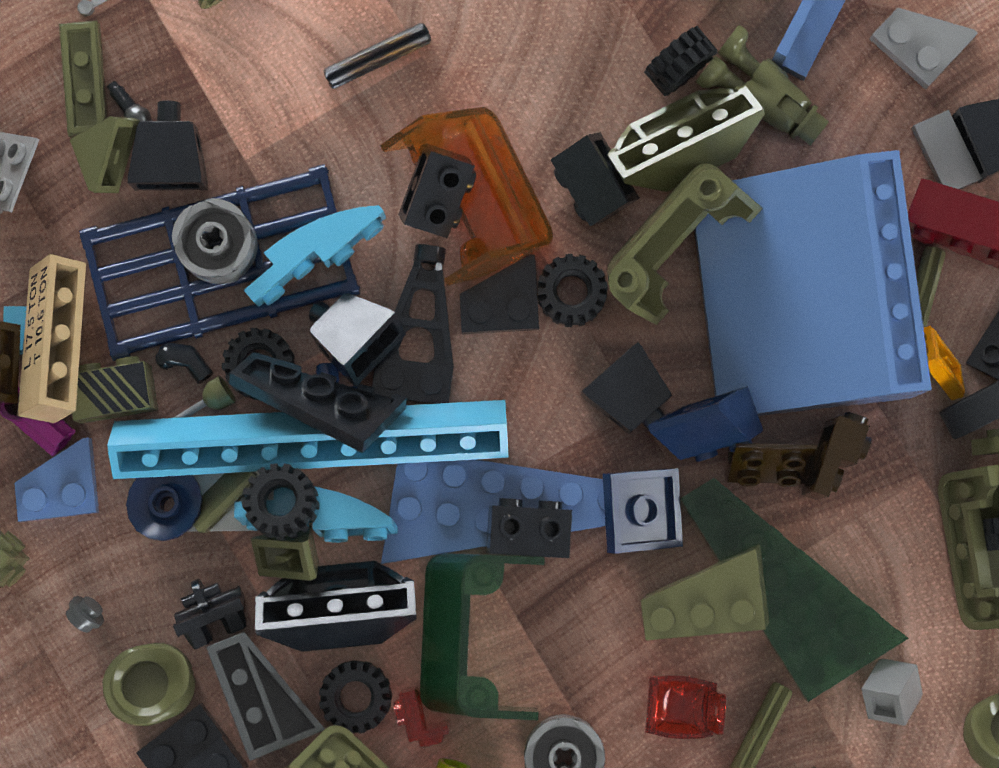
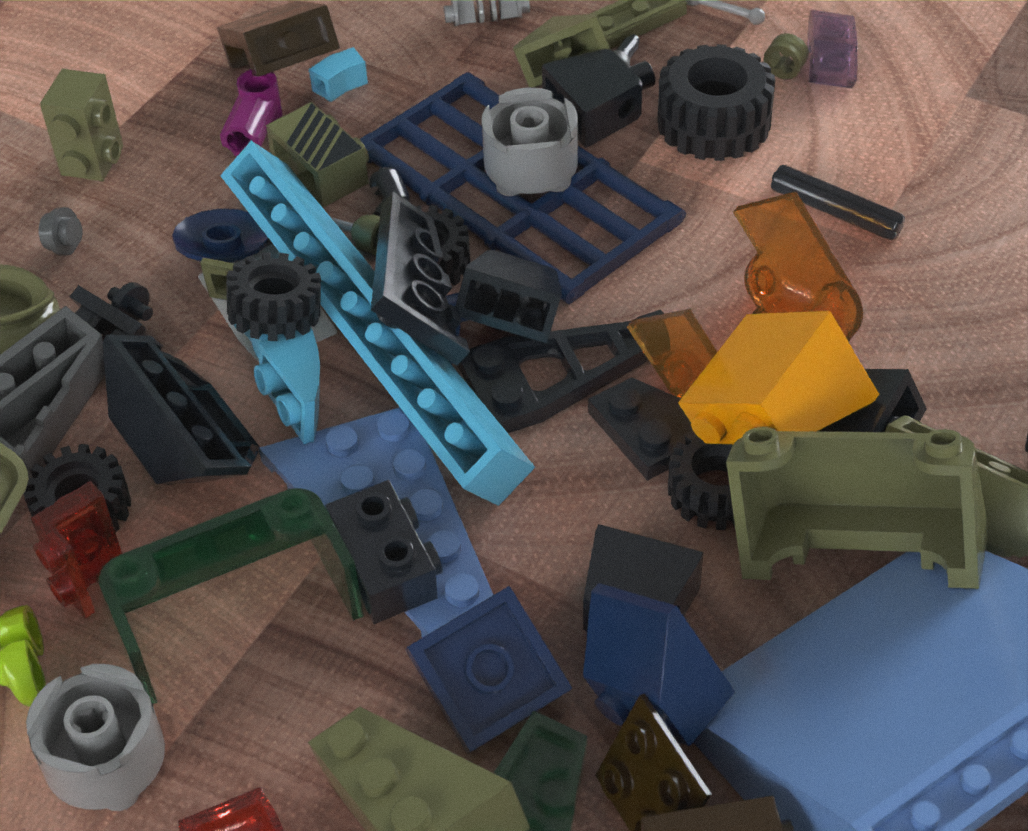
camera: 60 degrees right, 35 degrees down
(52, 339) = (339, 72): tan brick -> none
(60, 486) = (187, 165): medium blue wing -> none
(215, 56) = (715, 102): none -> black tyre
(287, 557) = (225, 361): olive slope -> none
(325, 238) = (594, 221): medium azure slope -> none
(437, 191) = (730, 285): black brick -> none
(563, 232) = (779, 375): none -> light orange slope

